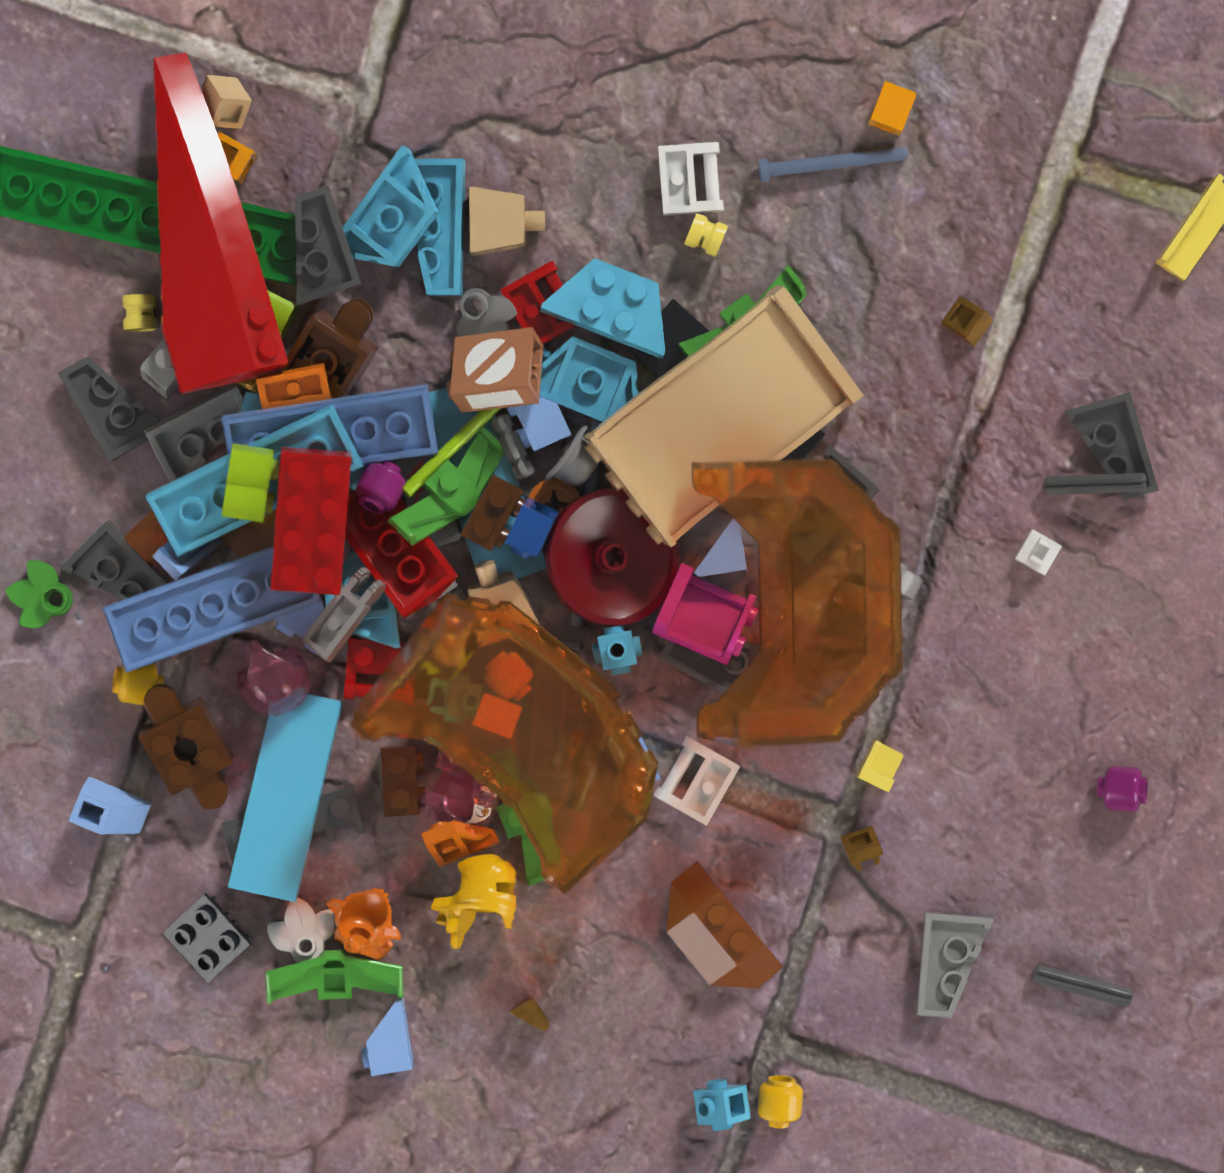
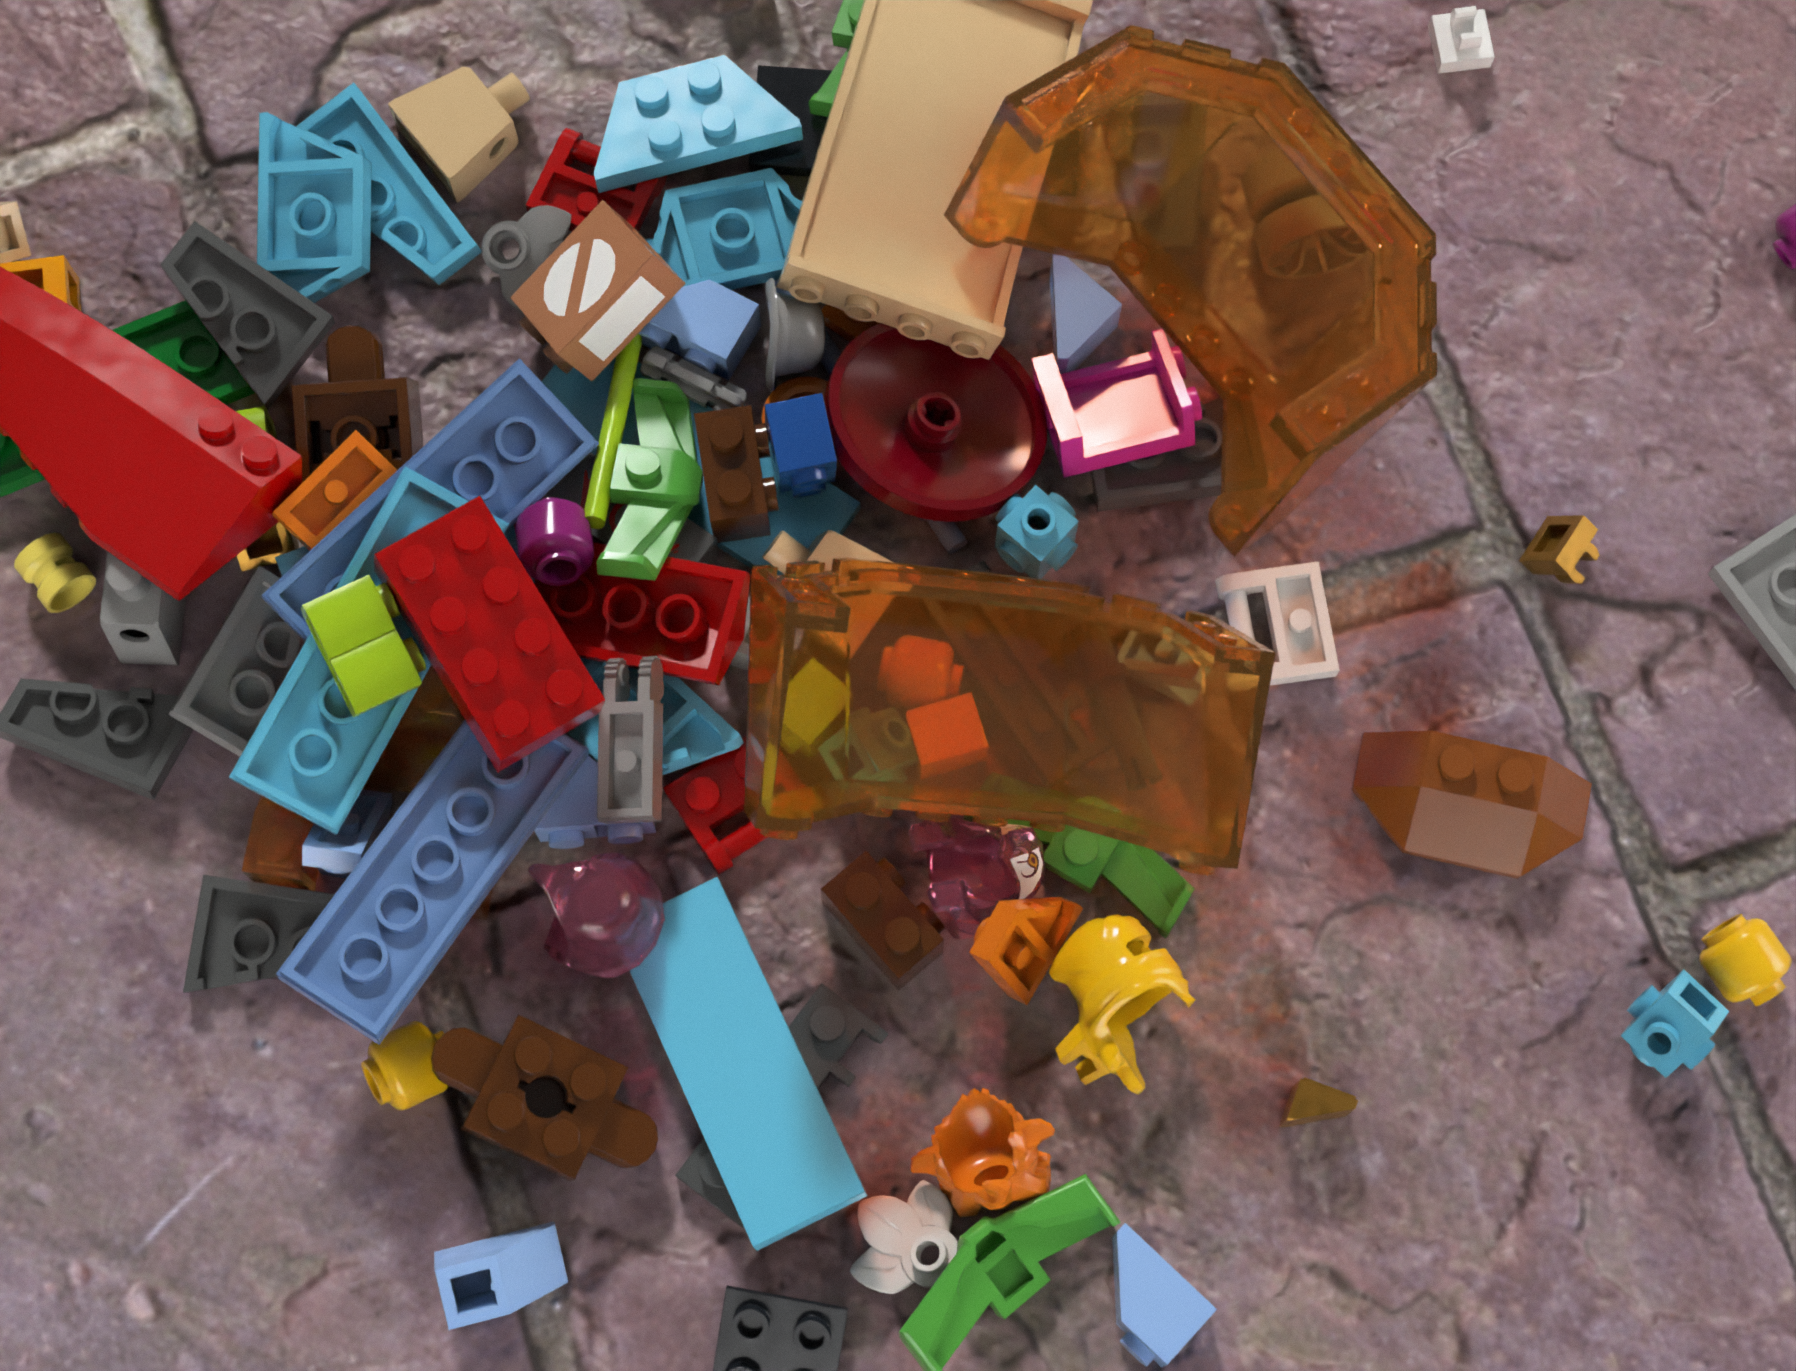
camera: 35 degrees left, 15 degrees down
(36, 593) = (174, 1054): bright green plate -> none
(880, 765) = (1493, 435): light yellow panel -> none

